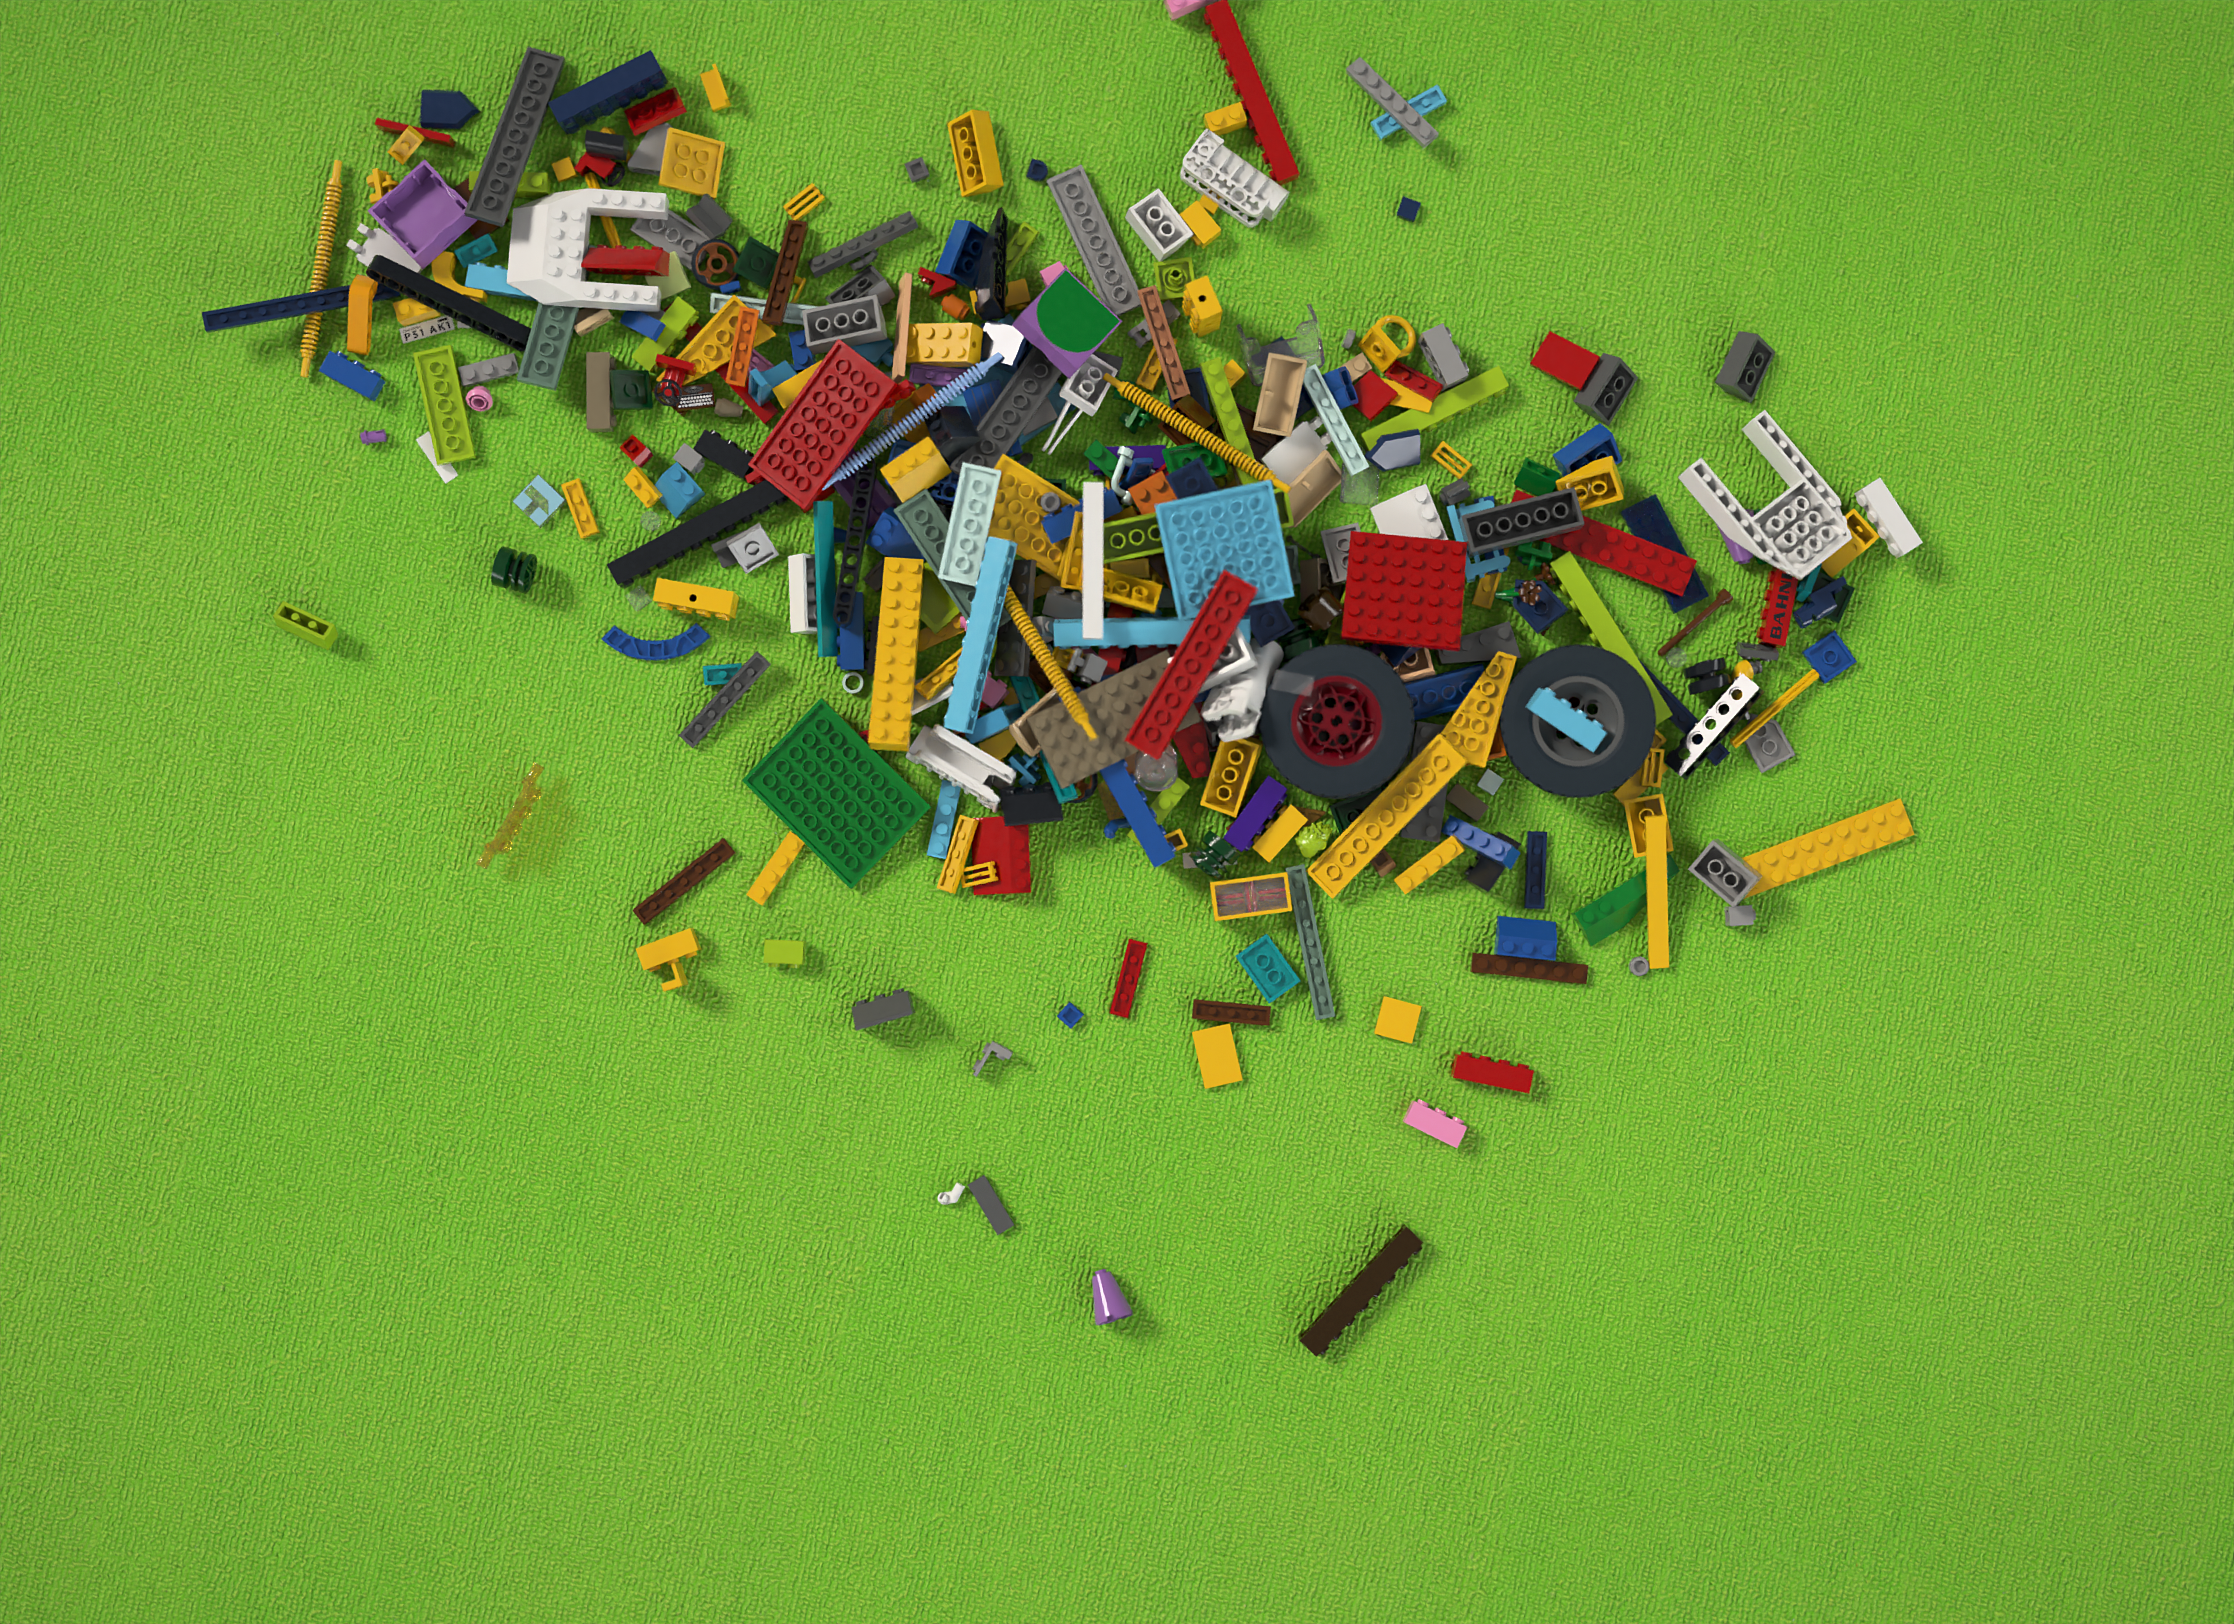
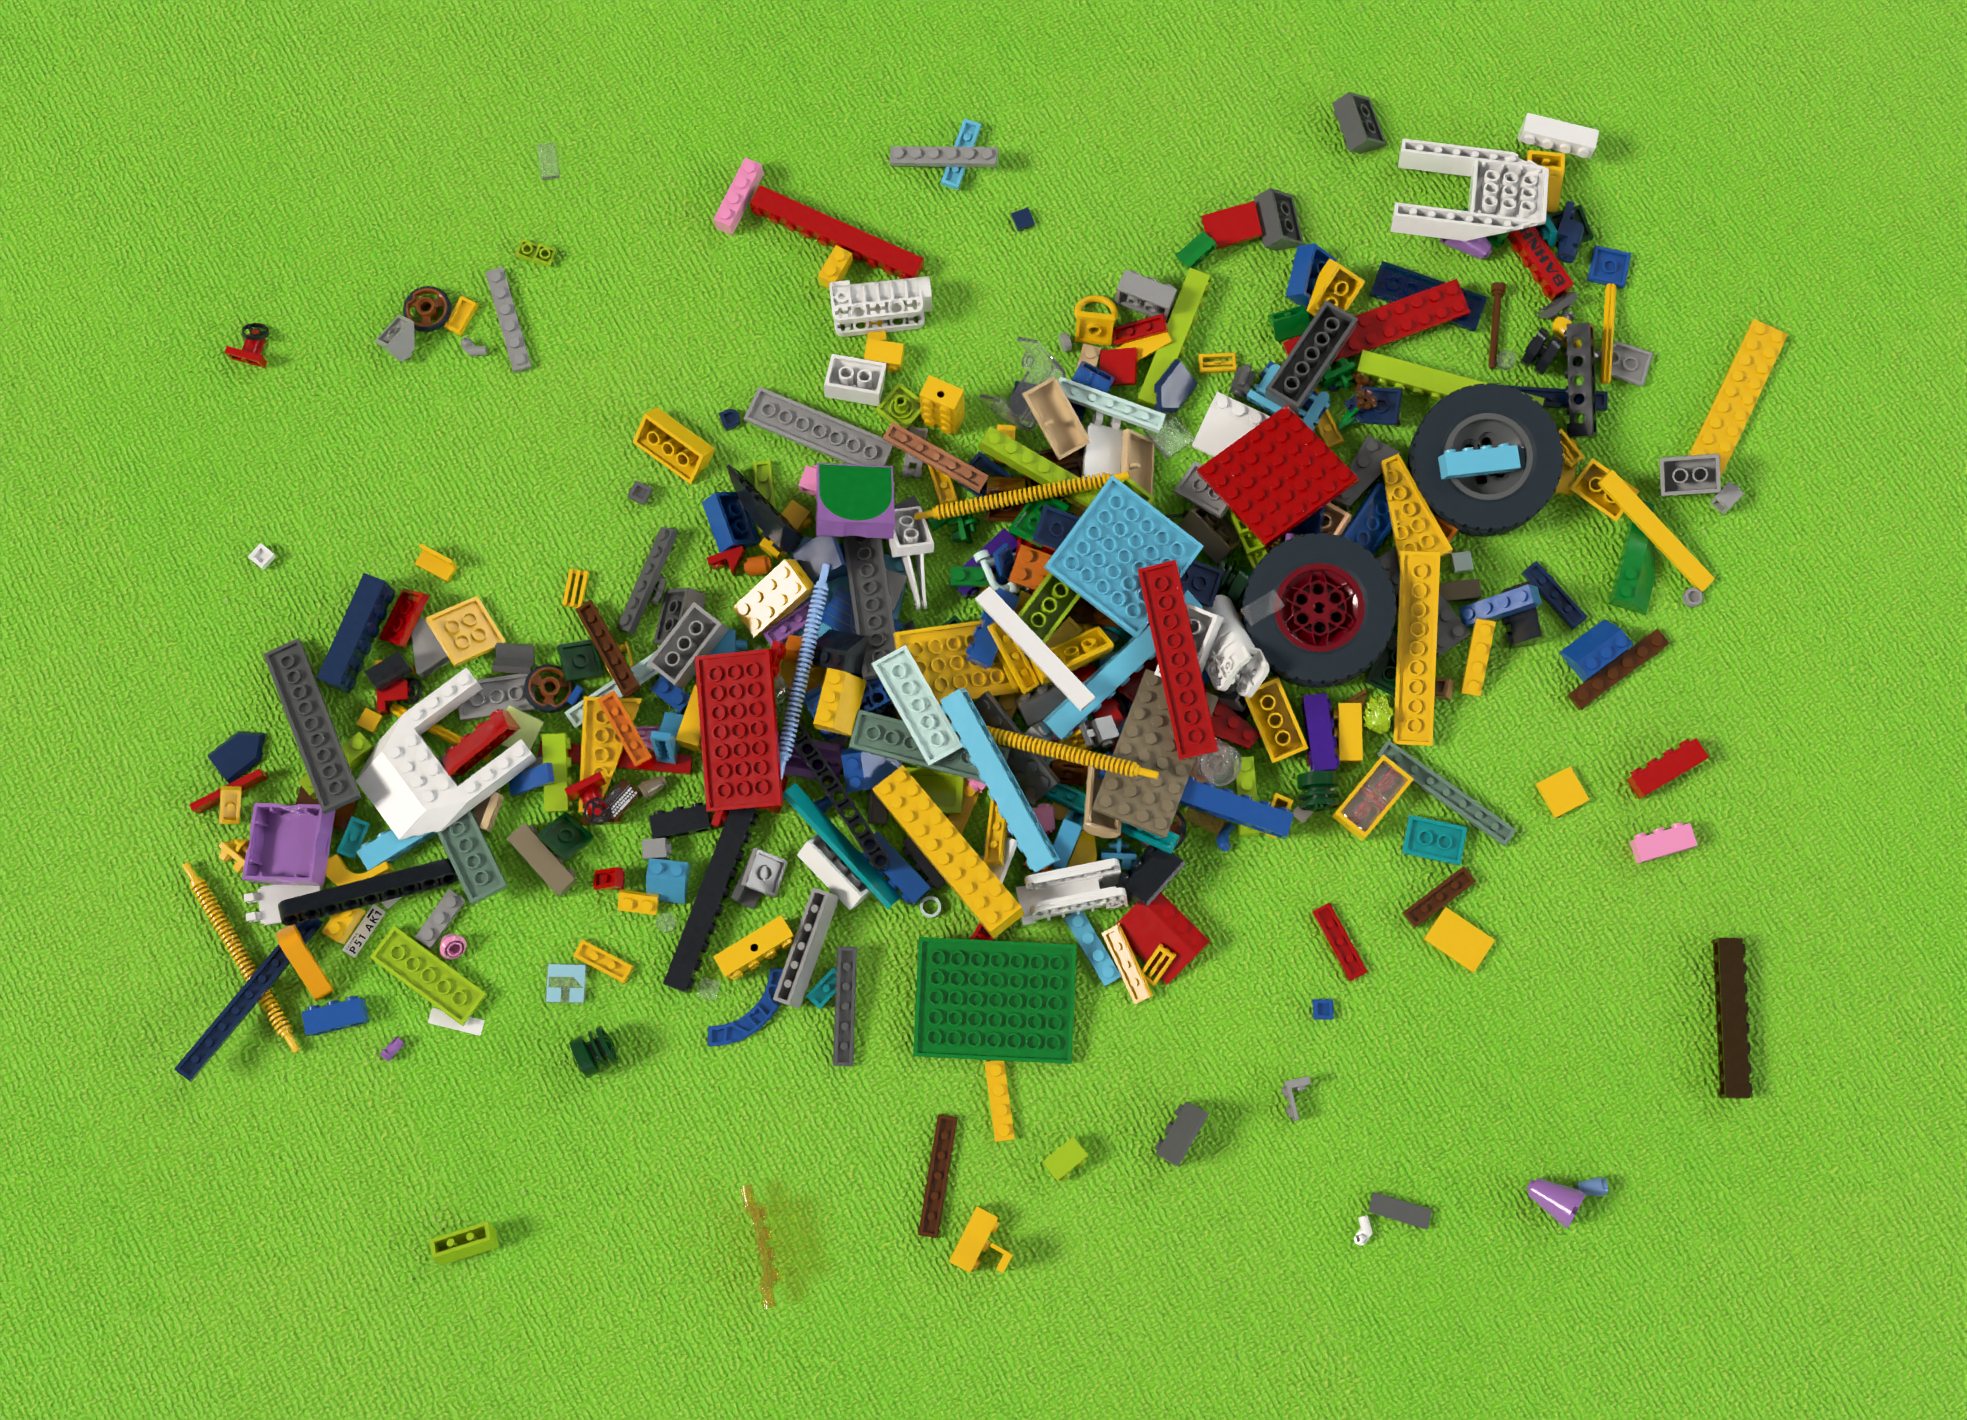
camera: 40 degrees left, 10 degrees down
(733, 631) = (806, 948): none -> light grey brick
(902, 325) = (732, 611): light nougat tile -> none
(1050, 502) = (960, 638): light grey tile -> none
(1145, 1314) = (1595, 1186): none -> medium blue cone
(1320, 609) = (1229, 541): dark brown brick -> none
(1518, 356) = (1196, 250): none -> green panel

